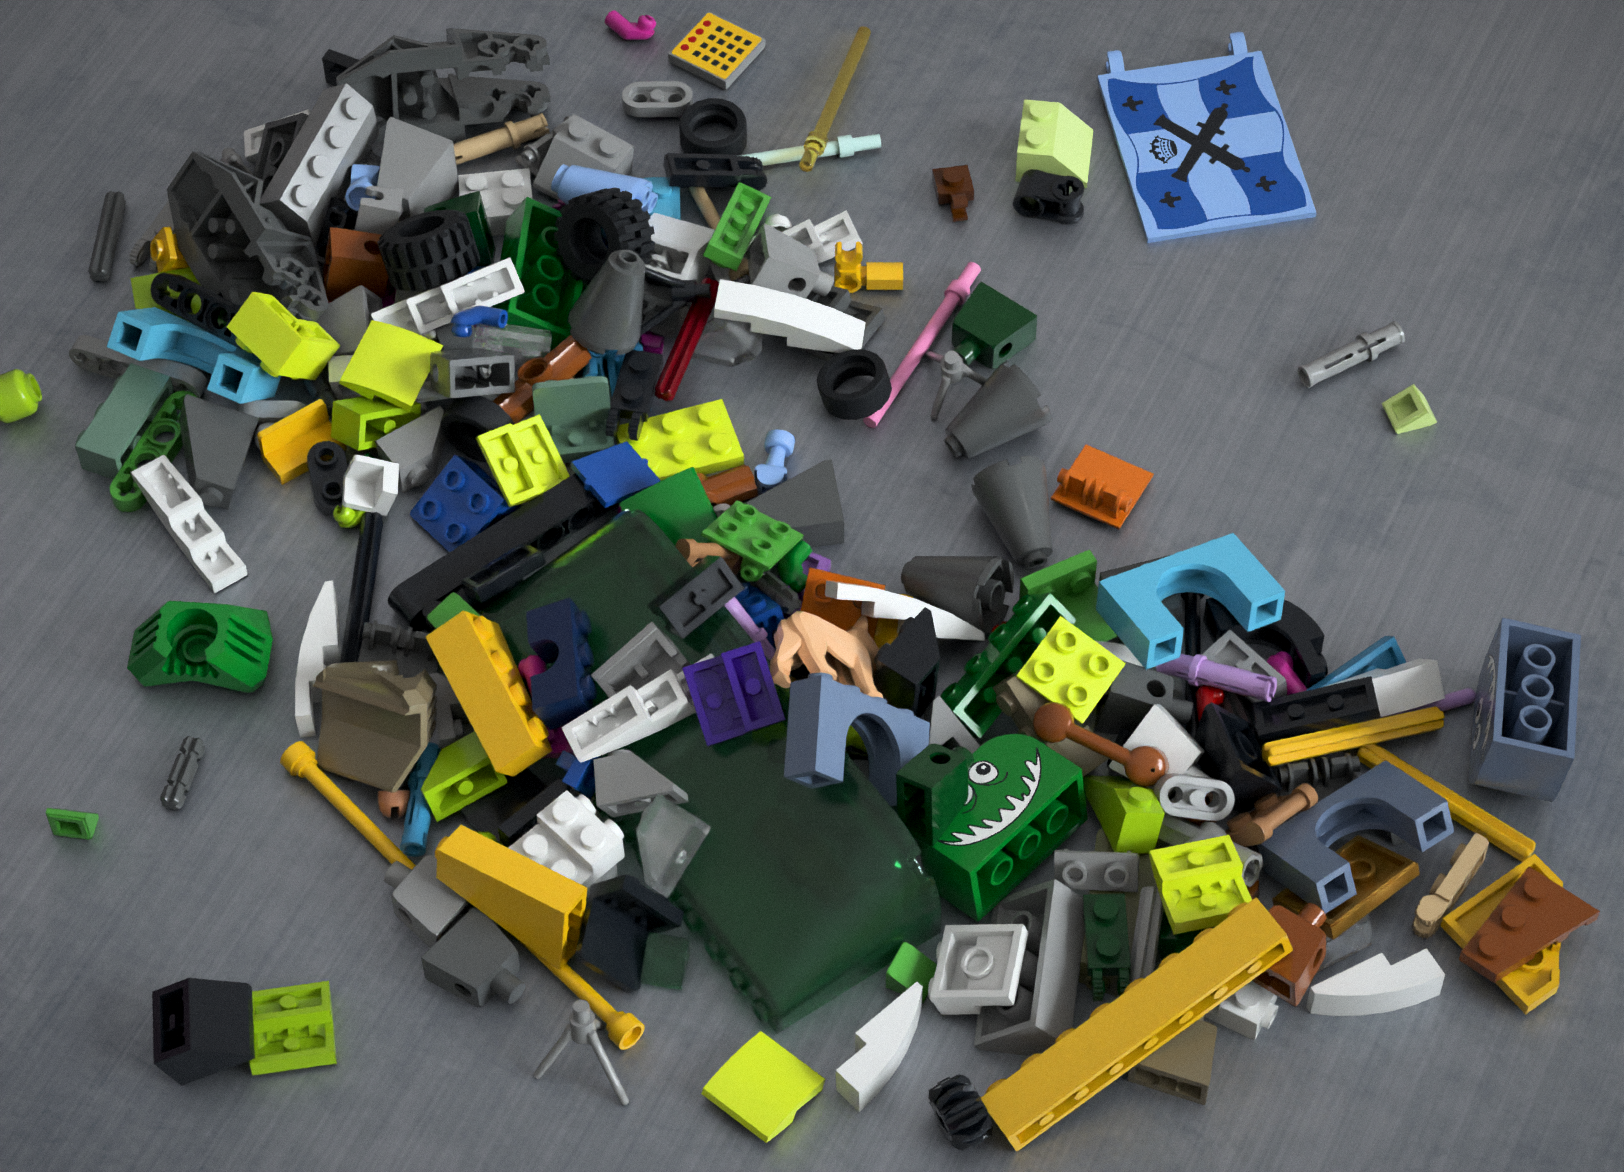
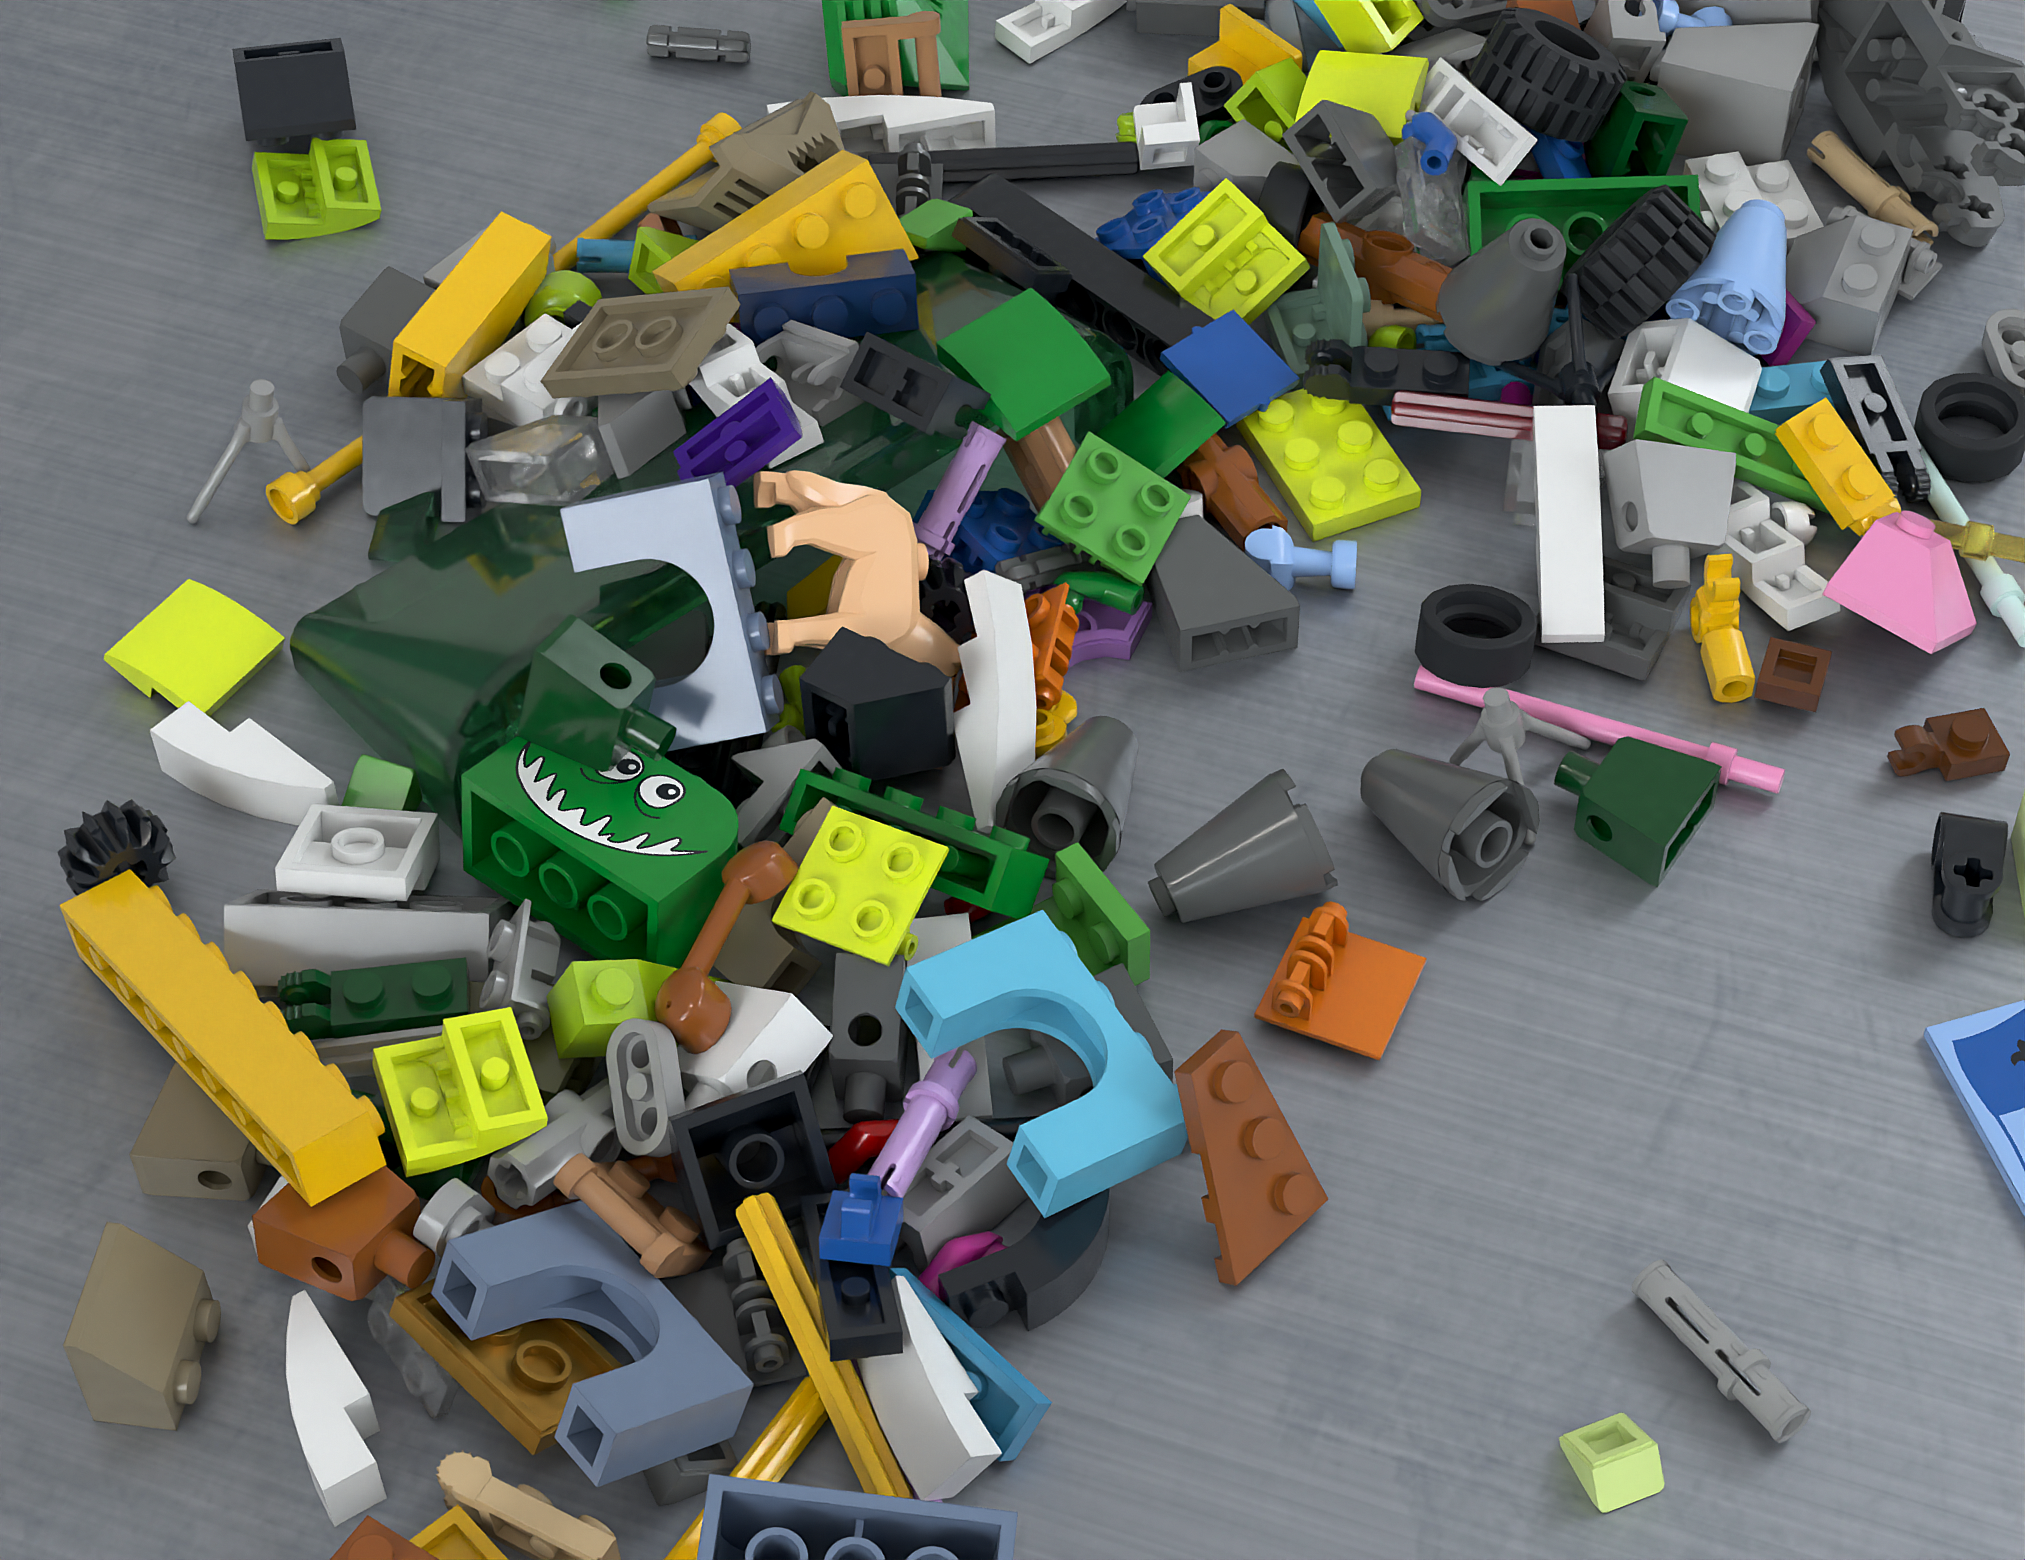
camera: 85 degrees right, 5 degrees down
(276, 635) = (874, 54): none -> medium nougat plate
(610, 755) = (641, 343): none -> dark tan plate
(668, 540) = (1026, 361): none -> green slope
(760, 190) = (1837, 467): none -> yellow hinge
(848, 181) = (1906, 582): none -> bright pink slope
(897, 246) = (1793, 674): none -> reddish brown plate
(1246, 524) = (1249, 1156): none -> dark orange wing
(1284, 889) = (451, 1214): none -> light grey plate
(1294, 697) = (861, 1223): none -> blue tile
(1332, 1081) = (140, 1331): none -> dark tan slope

